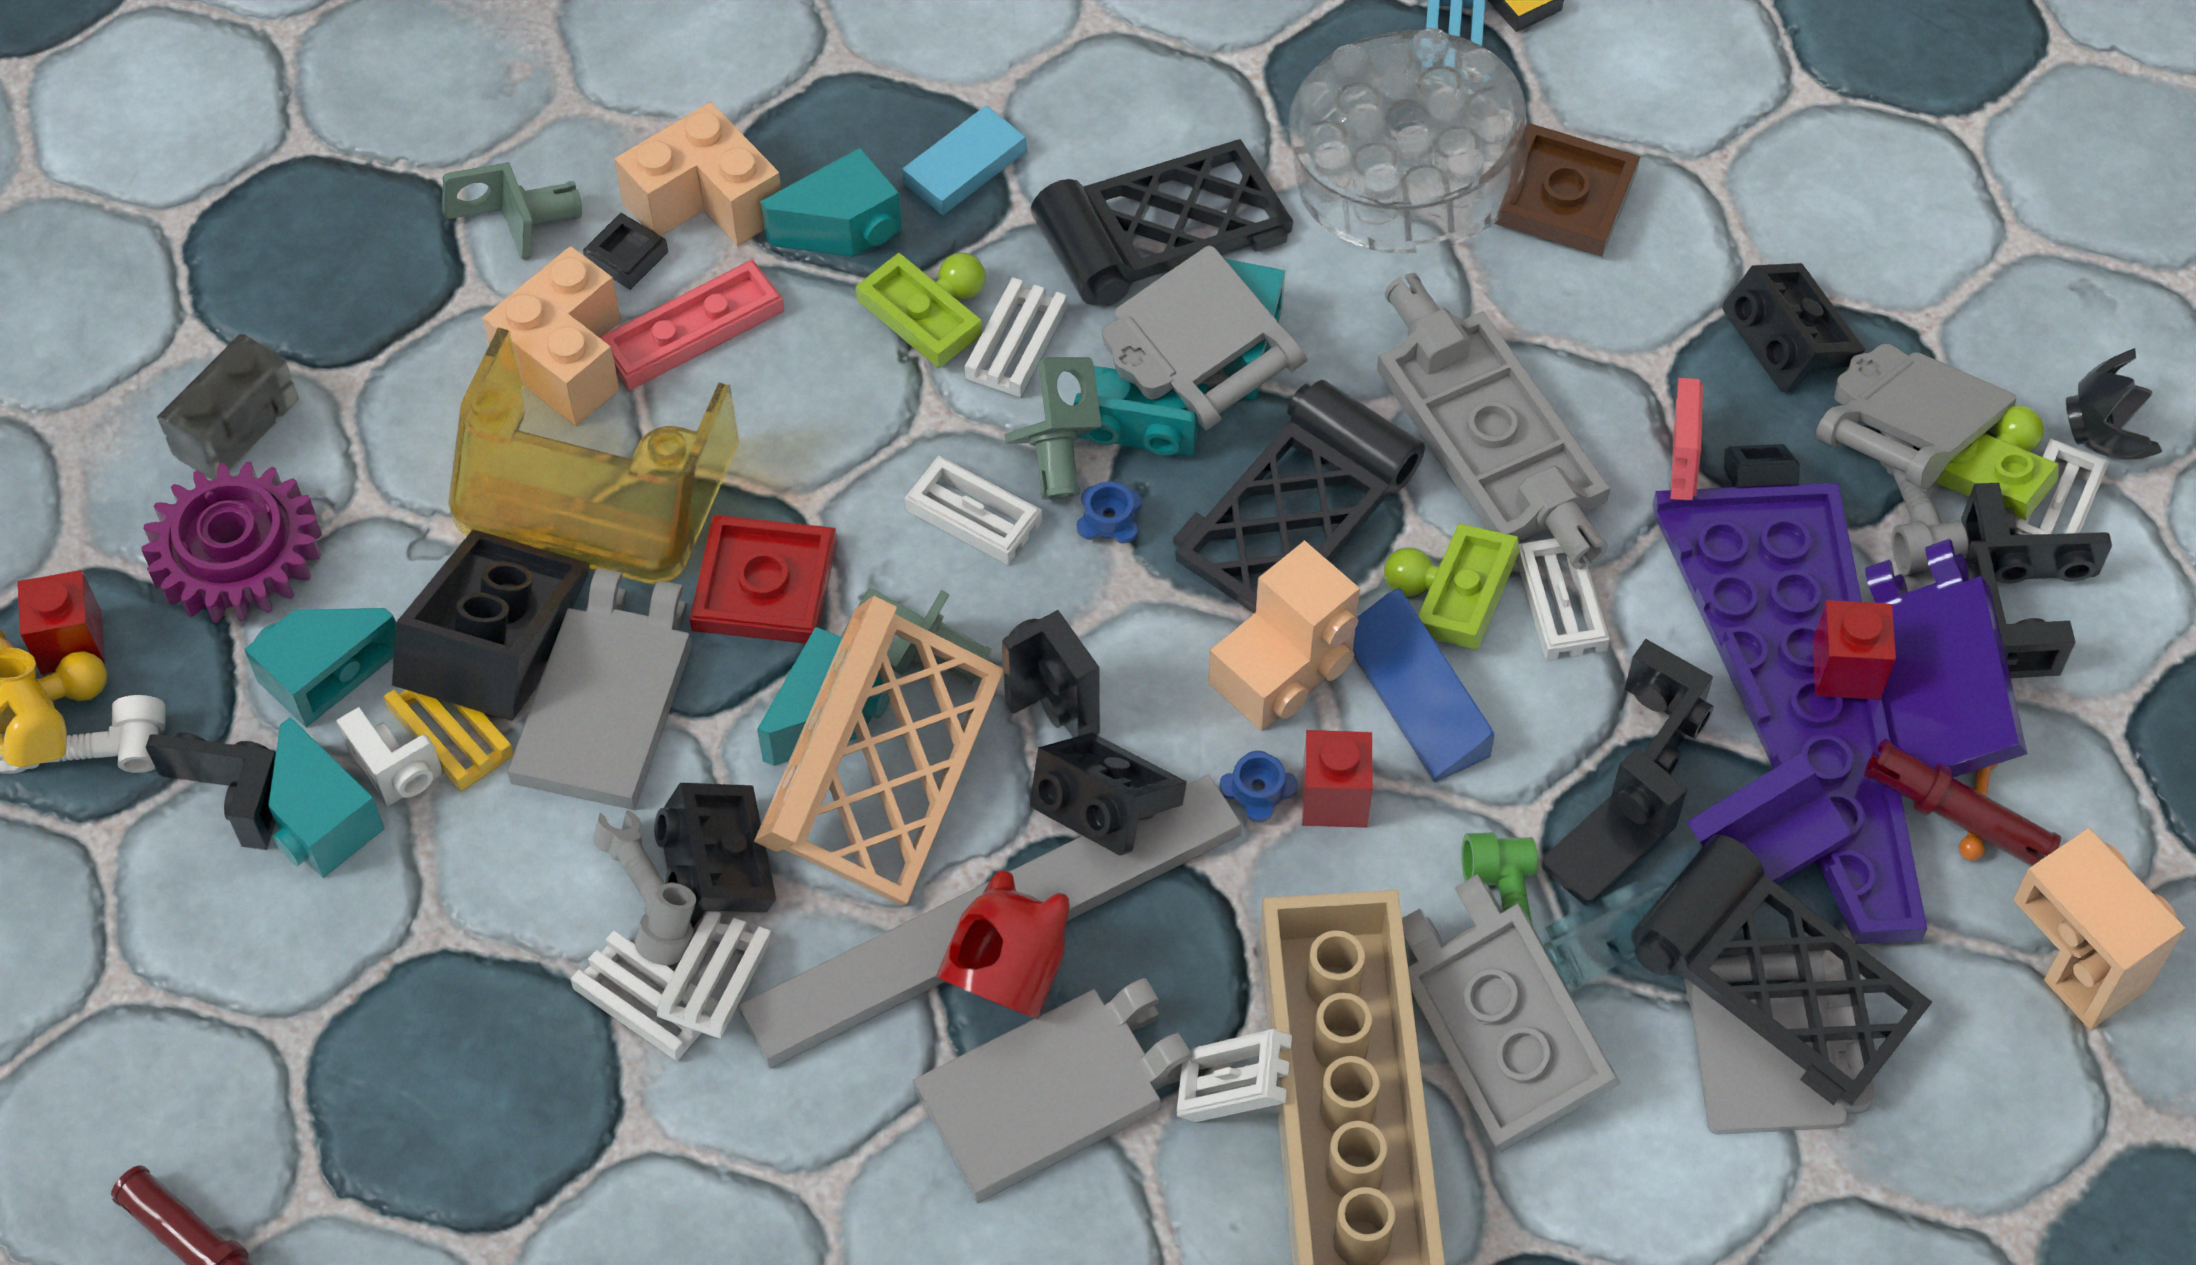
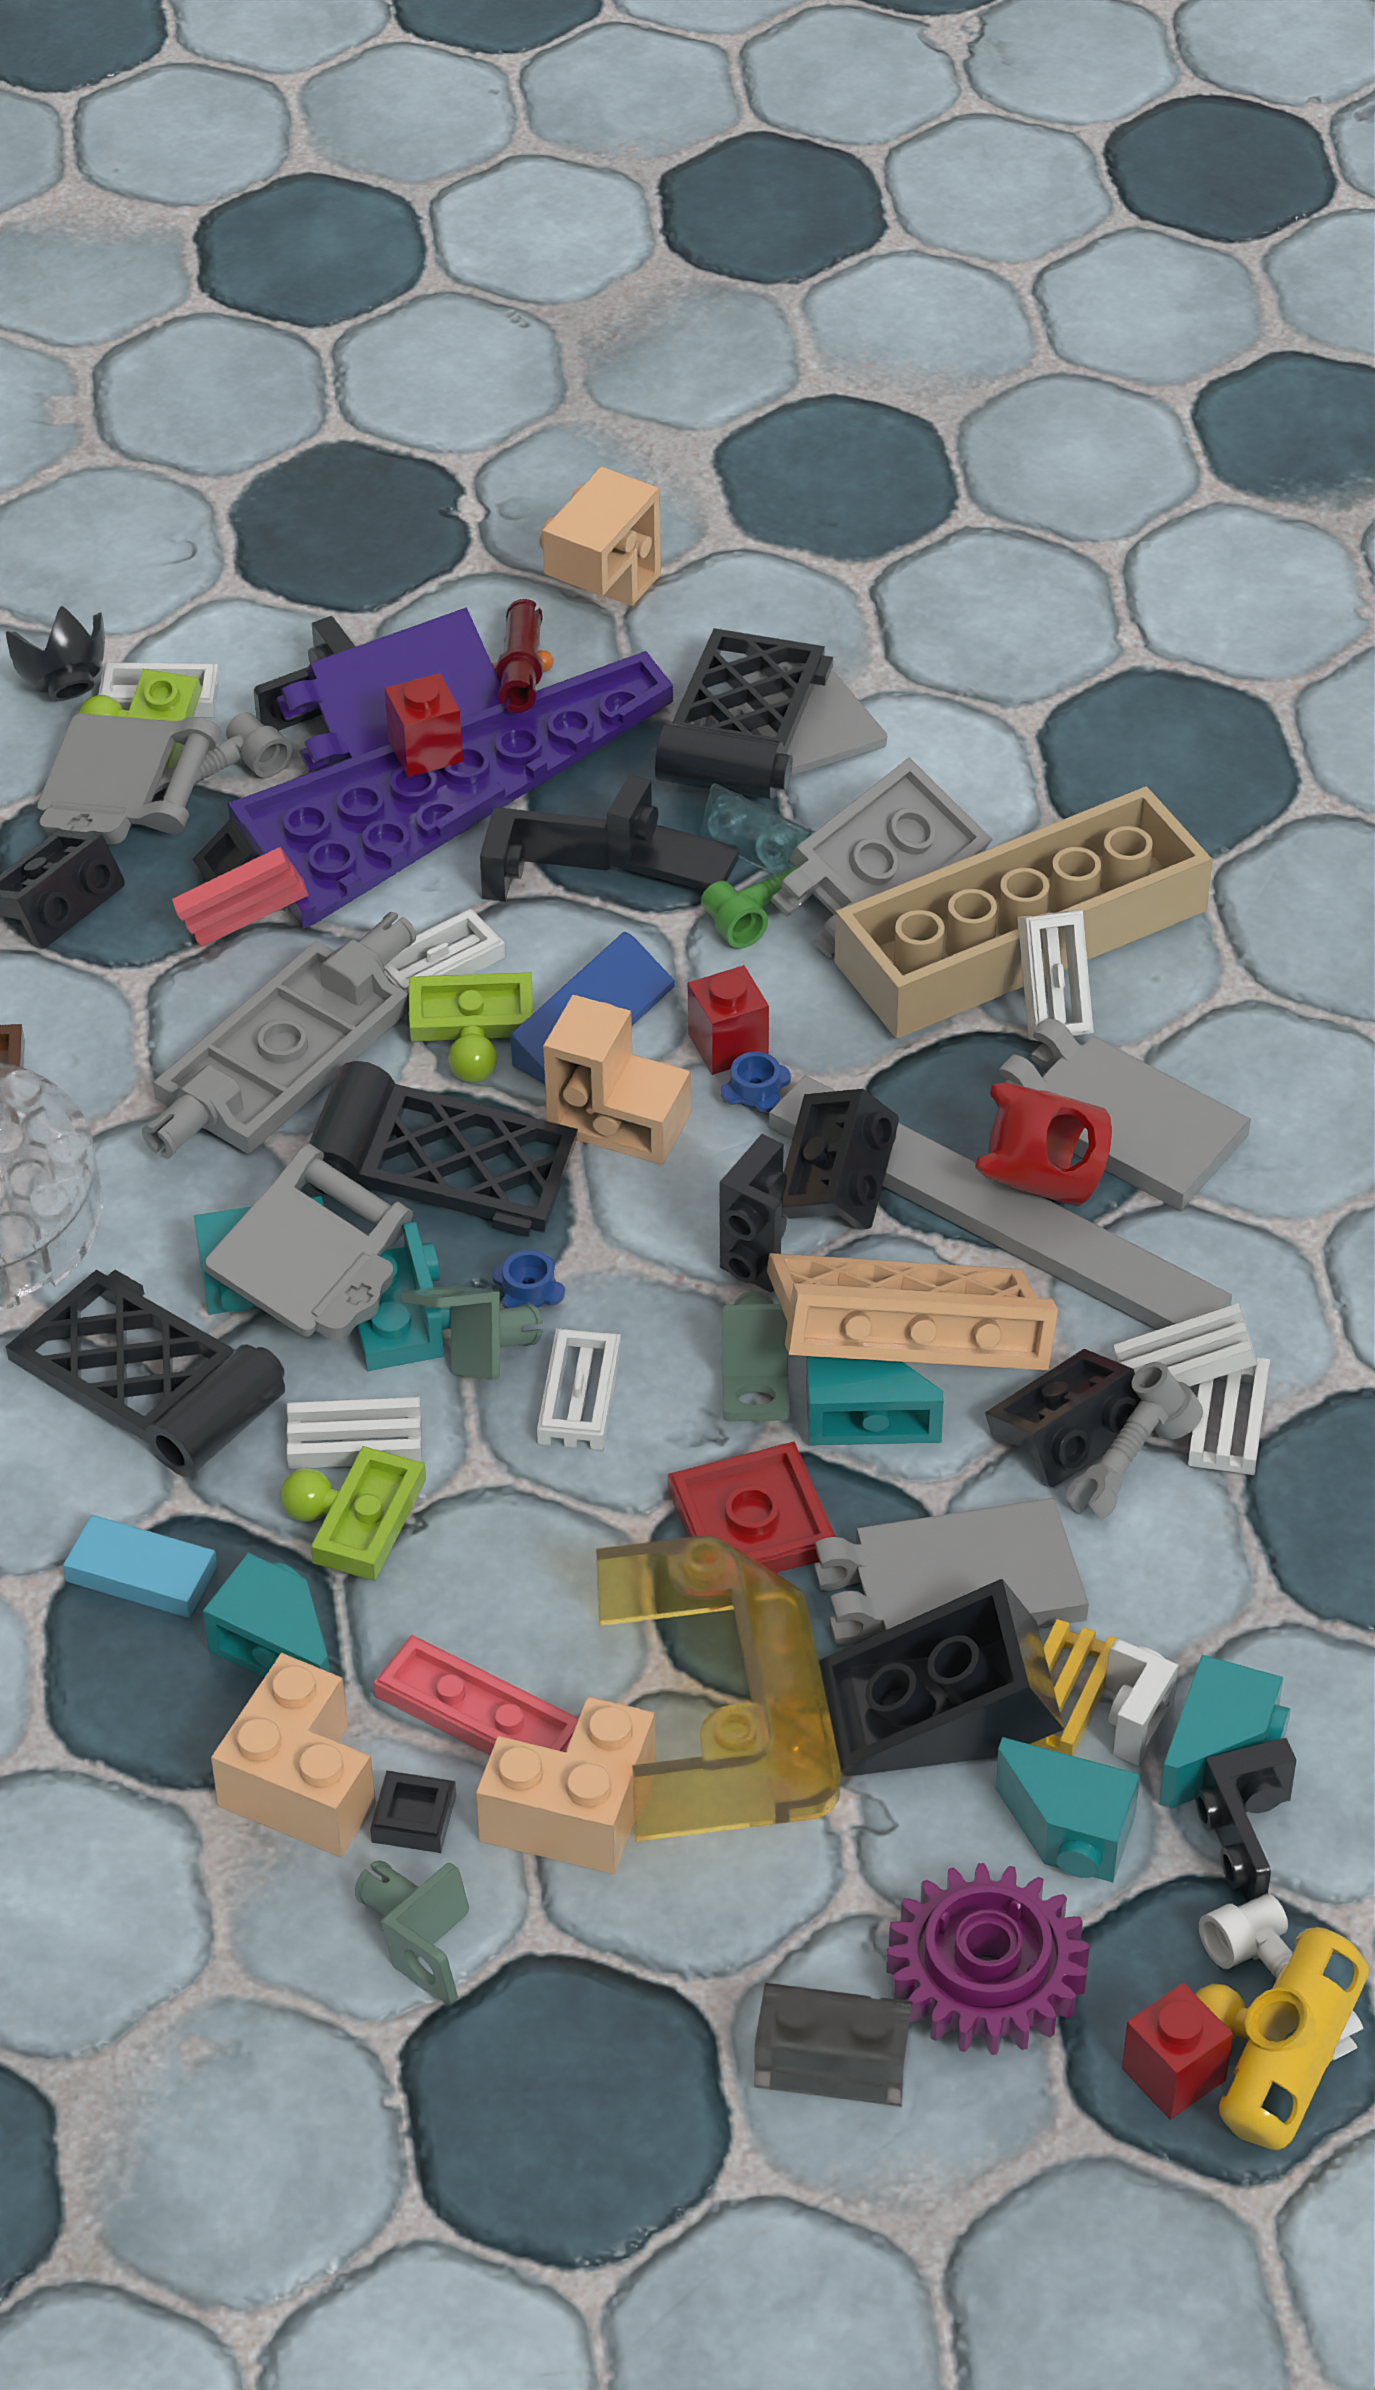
camera: 115 degrees left, 10 degrees down
(1778, 818) = (604, 745): dark purple panel -> none
(2034, 556) = (235, 692): black bracket -> none

